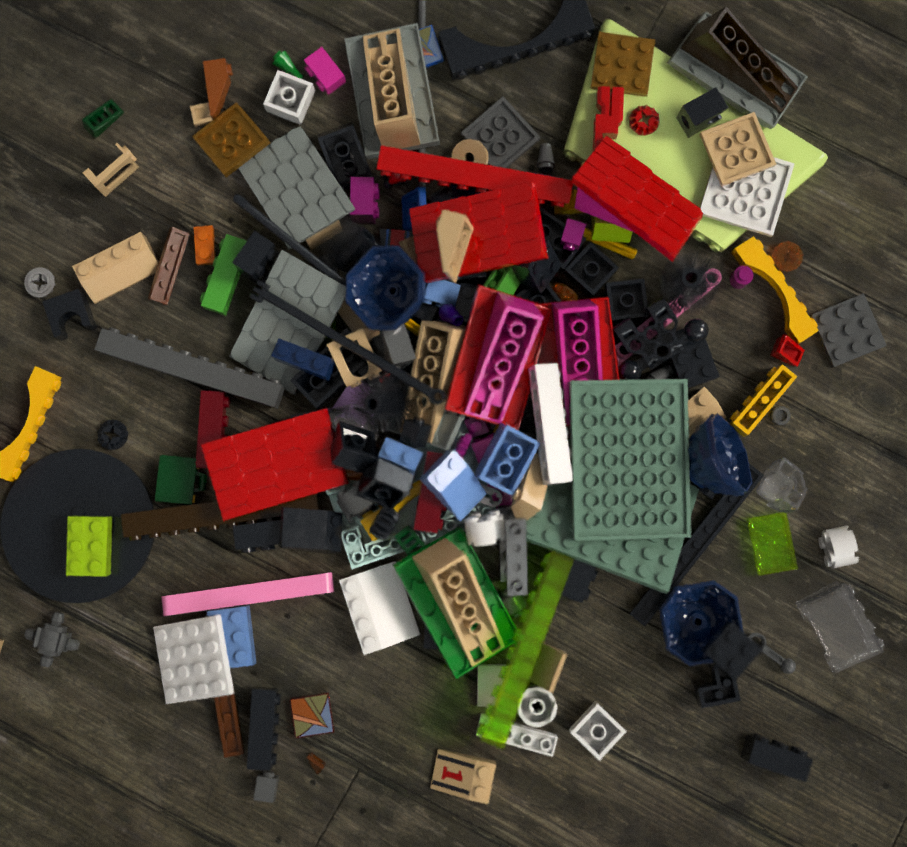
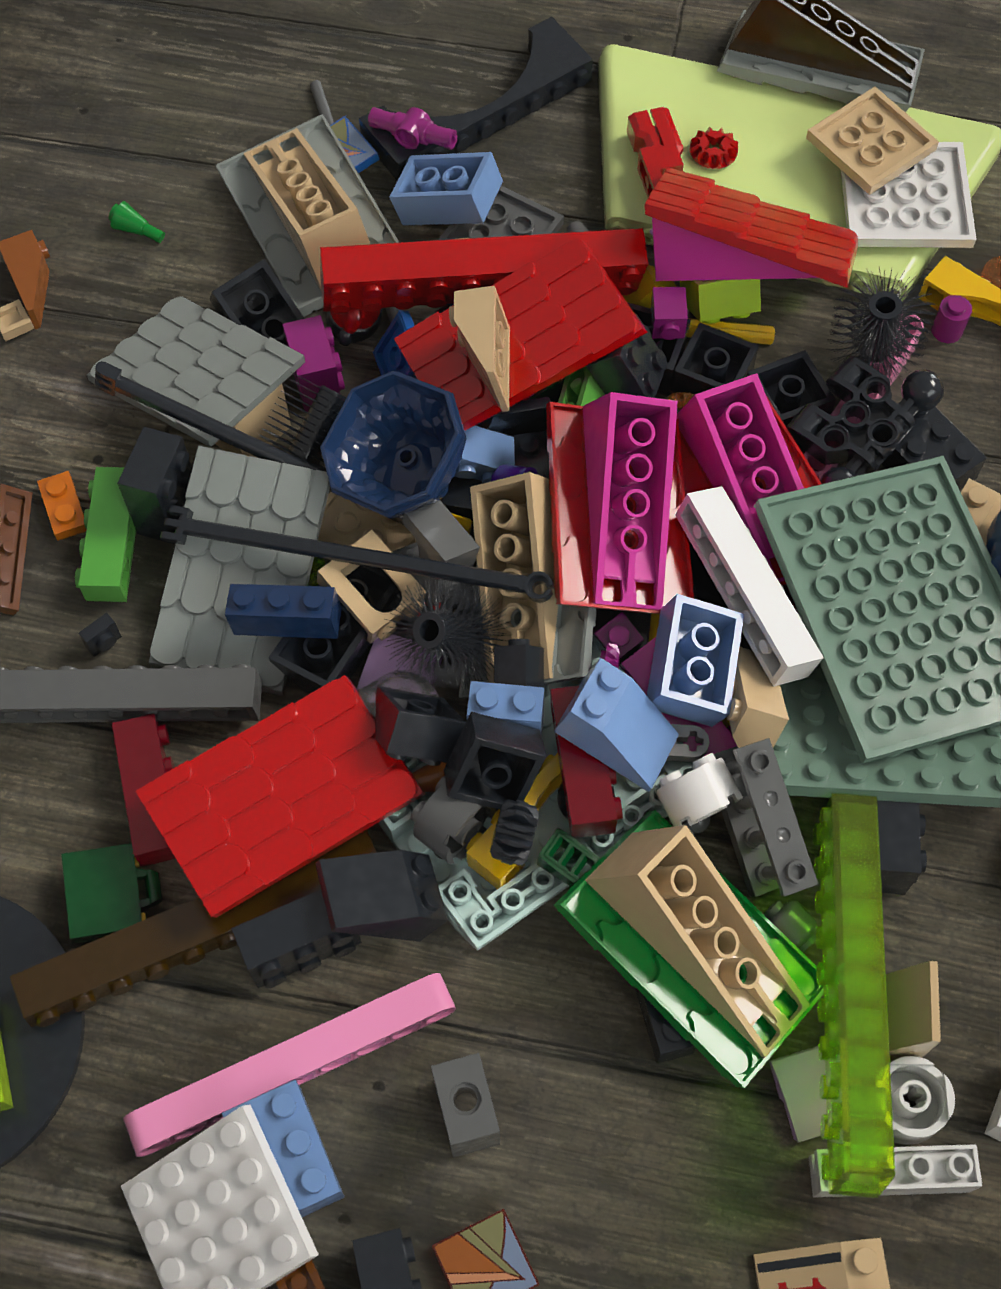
camera: 20 degrees left, 20 degrees down
(207, 334) = (100, 635): none -> black plate
(231, 139) = (70, 339): pearl gold plate -> none
(289, 97) = (149, 258): white brick -> none
(324, 71) = (196, 214): dark pink brick -> none
(327, 631) = (466, 1129): none -> dark grey piece
(379, 608) = (549, 1013): white slope -> none
(467, 53) = (412, 128): none -> magenta pin
(474, 102) = (446, 189): none -> medium blue brick
(623, 63) = (652, 81): pearl gold plate -> none
(702, 112) = (793, 107): black piece -> none

